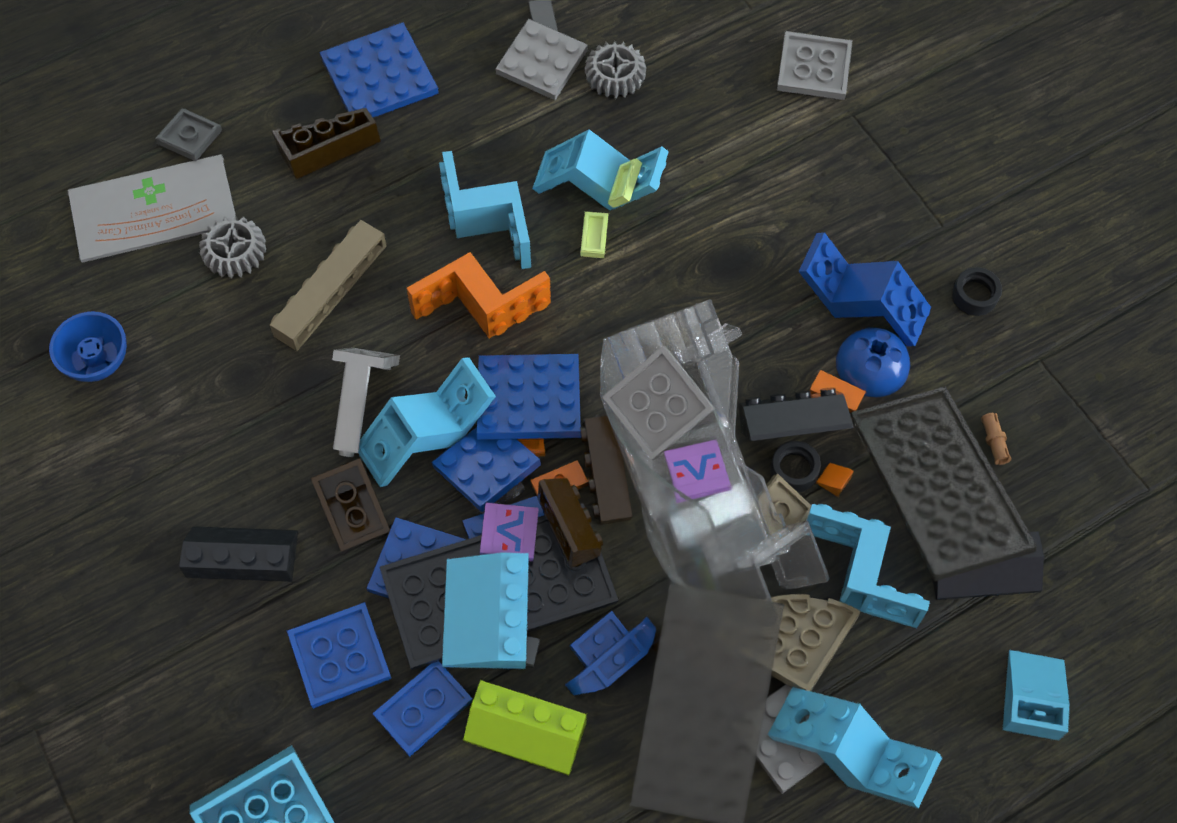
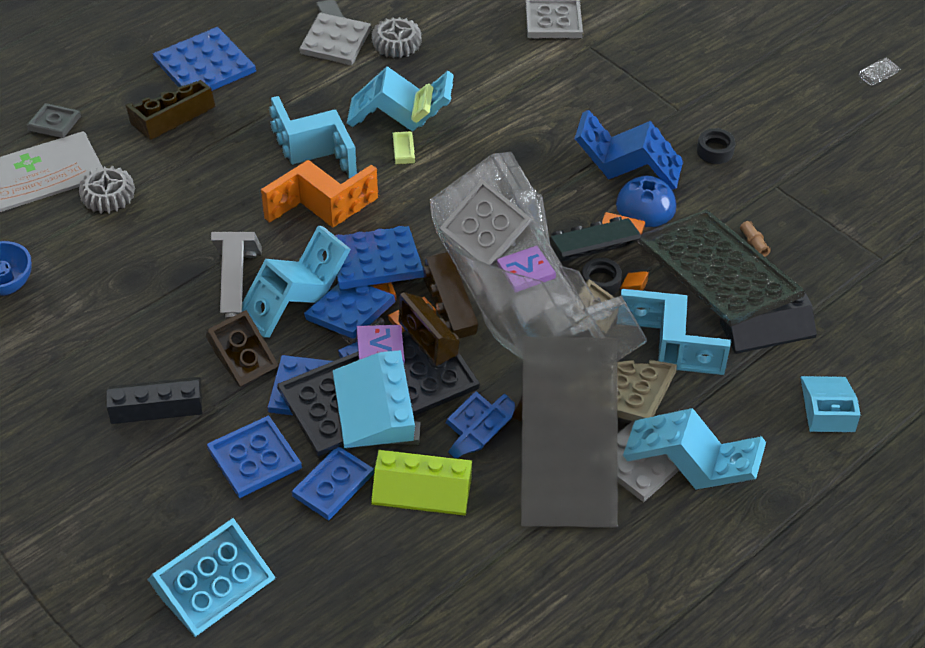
camera: 10 degrees left, 15 degrees down
(328, 285) = (192, 206): dark tan brick -> none

